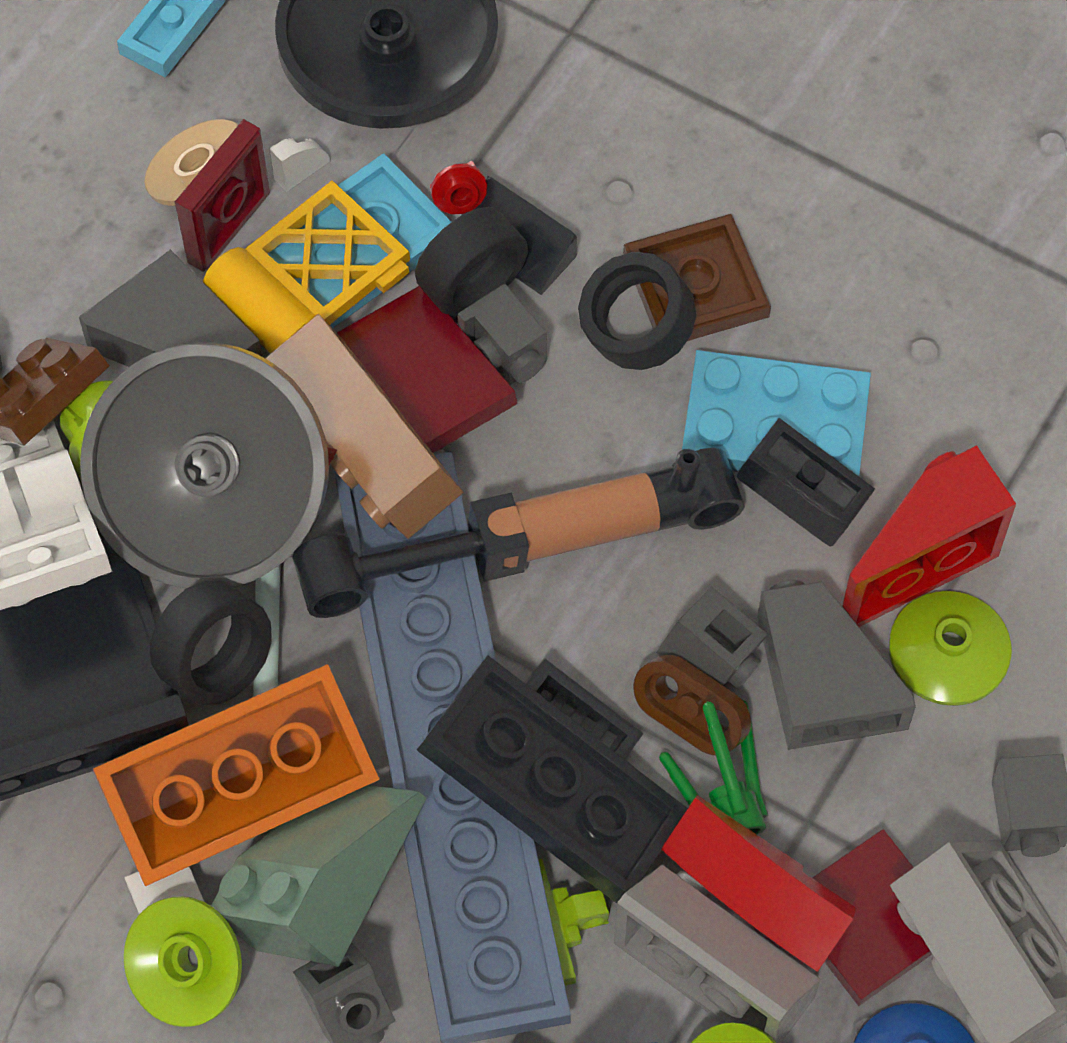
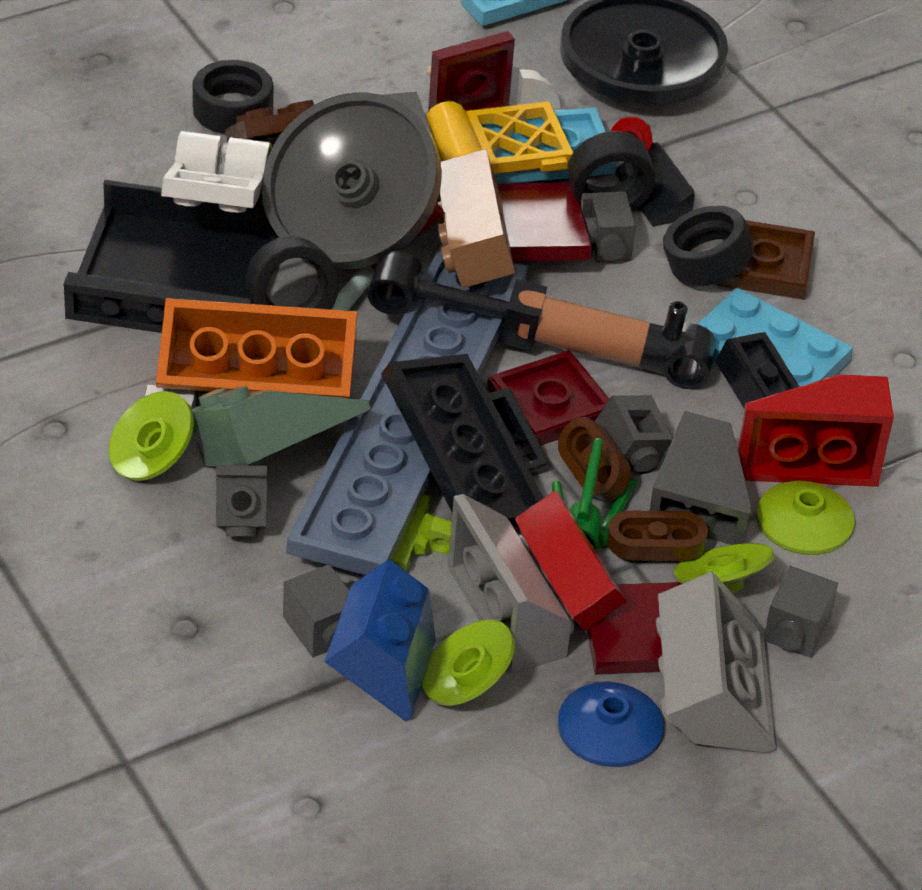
camera: 25 degrees right, 20 degrees down
(586, 626) = (552, 393): none -> dark red tile
(817, 778) = (657, 535): none -> reddish brown plate
(919, 784) = (729, 564): none -> lime dish

